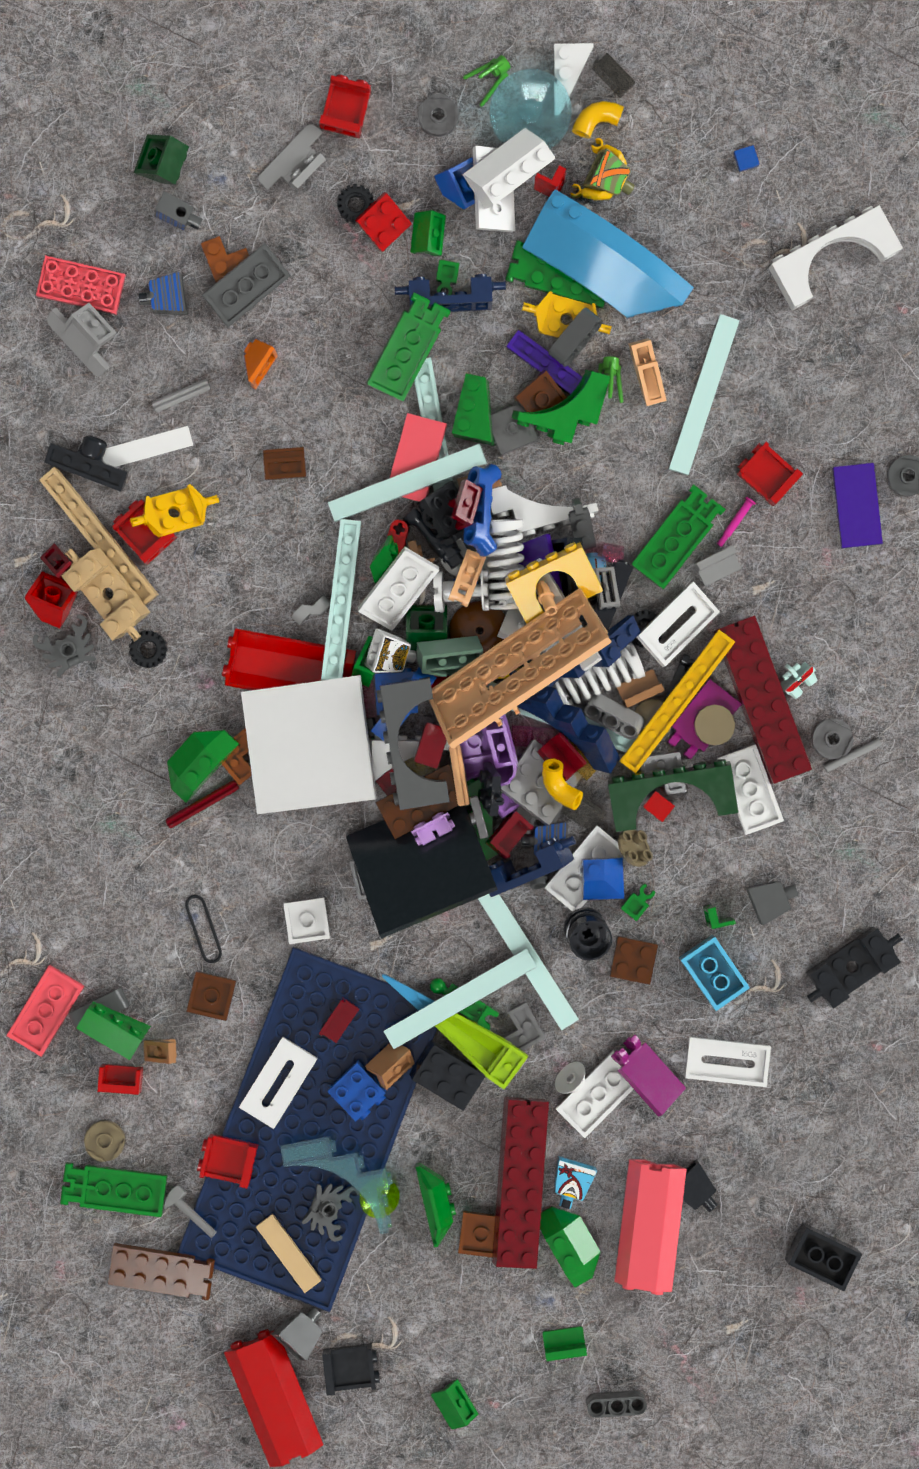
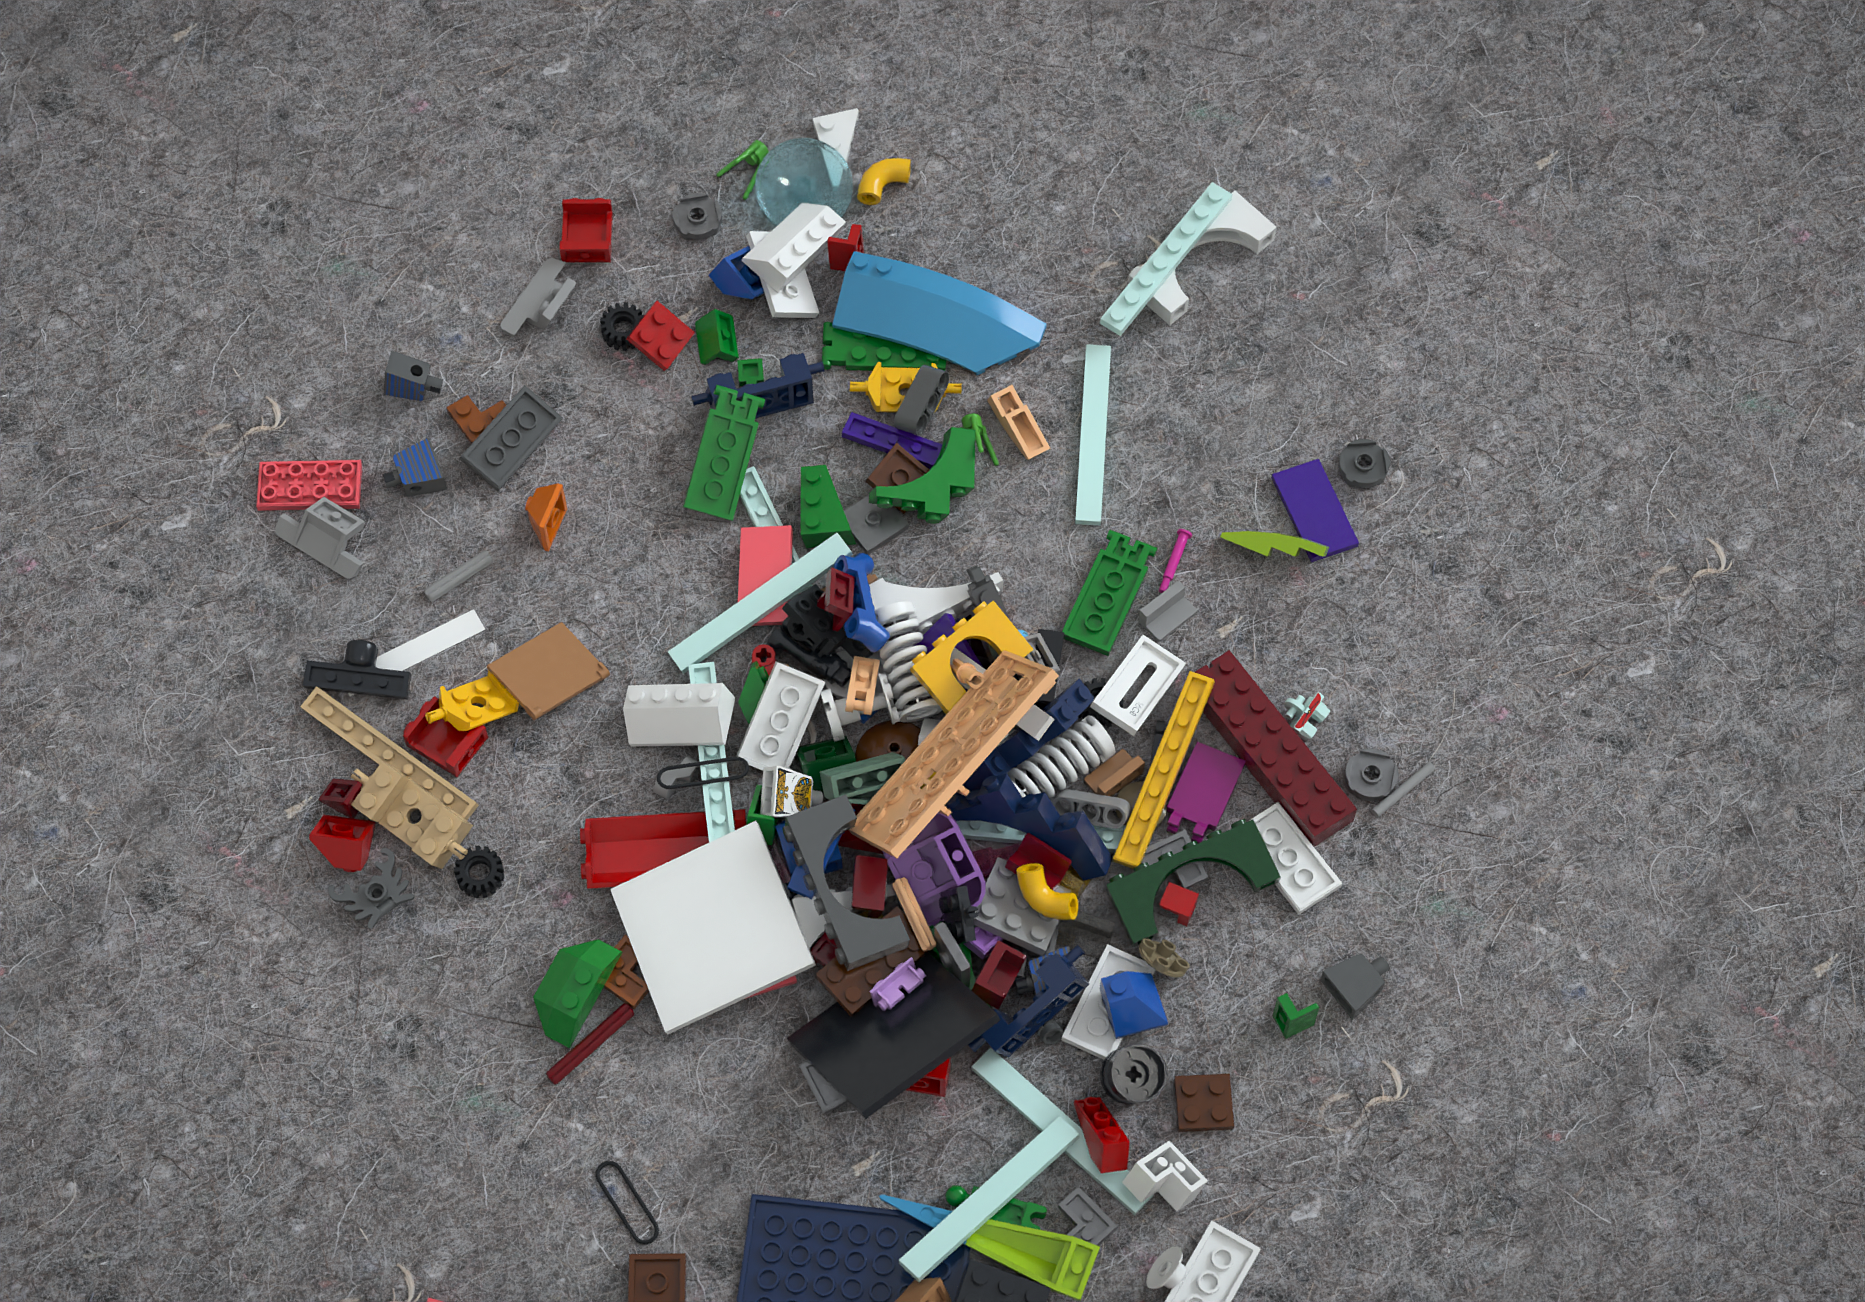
camera: 15 degrees left, 25 degrees down
(161, 159) = (380, 329): dark green slope -> none
(233, 496) = (548, 670): none -> medium nougat piece
(284, 463) = (603, 621): reddish brown plate -> none
(306, 920) = (762, 1154): white plate -> none
(322, 564) = (678, 714): none -> white slope
(329, 609) = (705, 781): none -> black piece
(339, 1020) = (835, 1268): dark red panel -> none
(553, 970) = (1103, 1135): none -> red slope
(592, 1012) = (1169, 1174): none -> white brick
(606, 176) = (910, 231): torso -> none
(612, 552) = (1033, 621): clear pink slope -> none
(613, 75) = (889, 135): clear smoke panel -> none
(636, 905) = (1187, 1030): green plate -> none
(648, 1075) = (1265, 1238): magenta tile -> none
(714, 725) = (1219, 790): dark tan tile -> none
(714, 972) = (1311, 1086): medium azure brick -> none
(724, 1073) = (1362, 1185): white piece -> none
(746, 158) = (1067, 183): blue tile -> none
(768, 473) = (1196, 499): red panel -> none
(805, 256) = (1166, 259): none -> light aqua plate
(809, 525) = (1266, 541): none -> lime slope
(869, 951) = (1507, 1018): black brick -> none

